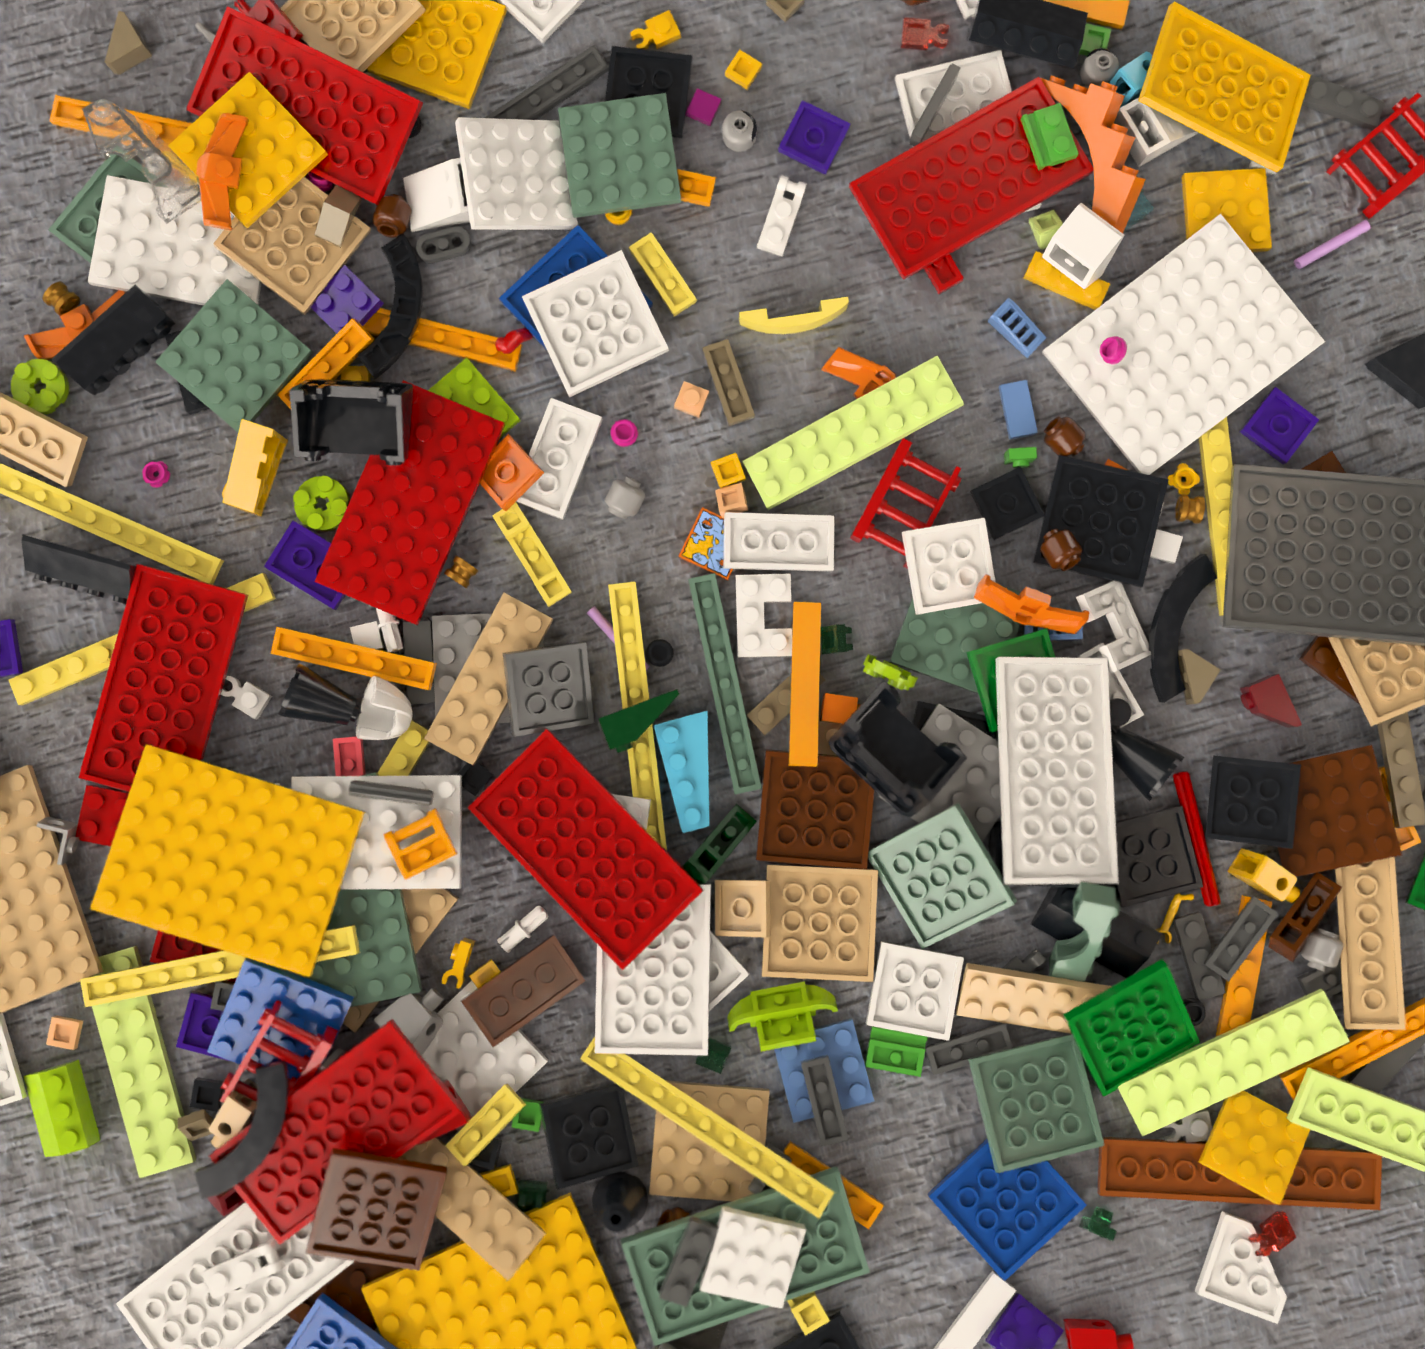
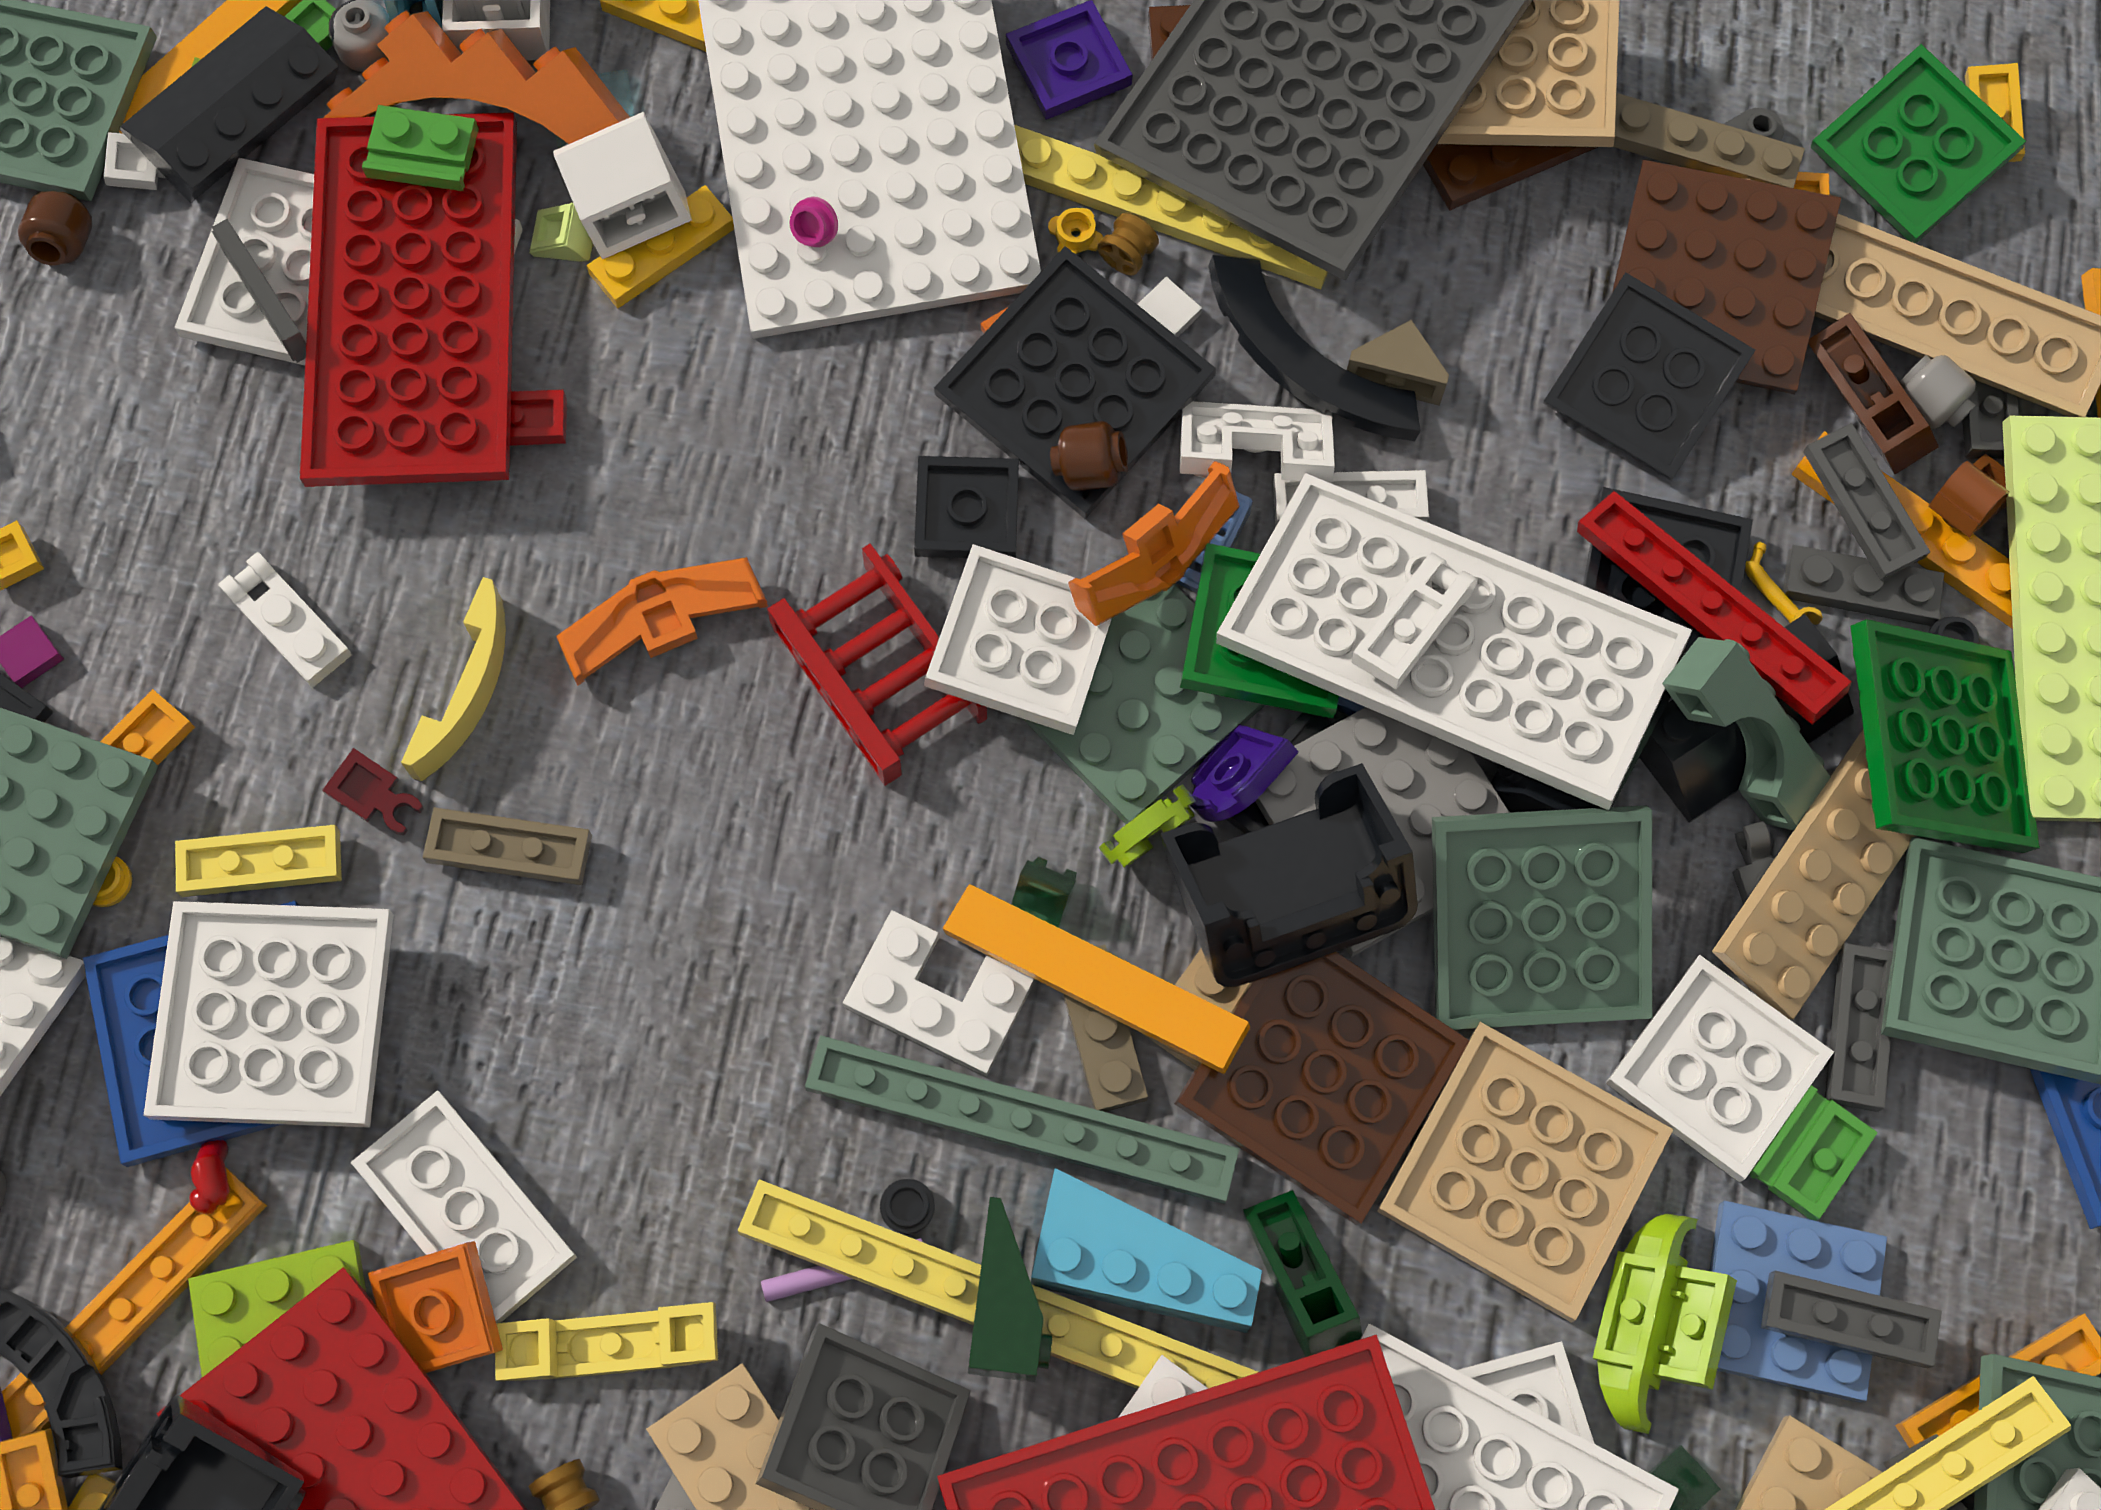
camera: 65 degrees left, 15 degrees down
(624, 433) = (488, 1068): dark pink plate -> none
(625, 497) = (601, 1123): light grey head -> none
(691, 399) = (499, 924): light nougat plate -> none
(706, 544) = (769, 1012): tile -> none
(720, 302) = (367, 788): none -> dark red plate
(728, 470) = (656, 924): yellow plate -> none
(731, 499) = (710, 942): light nougat plate -> none
(739, 131) = (102, 611): light grey head -> none
(742, 908) = (1436, 1291): tan plate -> none
(778, 542) = (825, 901): white plate -> none
(814, 137) = (190, 503): dark purple plate -> none
(837, 708) = (1166, 944): orange brick -> none
(853, 432) = (712, 688): yellowish green plate -> none
(918, 34) = (135, 264): clear red plate -> none
(938, 700) = (1238, 772): none -> dark purple tile
(1018, 409) = (823, 417): medium blue tile -> none
(1020, 456) = (902, 448): bright green plate -> none
(1024, 321) = (683, 373): medium blue slope -> none
(1051, 747) = (1413, 621): none -> white plate
(1064, 436) = (908, 367): reddish brown head -> none
(1119, 712) = (1404, 498): black plate -> none
(1140, 887) = (1713, 605): none -> red plate
(1143, 760) = (1507, 502): black cone -> none
(1188, 802) = (1594, 476): red axle -> none
(1264, 876) = (1792, 407): yellow torso -> none
(1270, 701) = (1498, 277): dark red slope -> none
(1273, 990) = (1972, 495): none -> dark orange plate

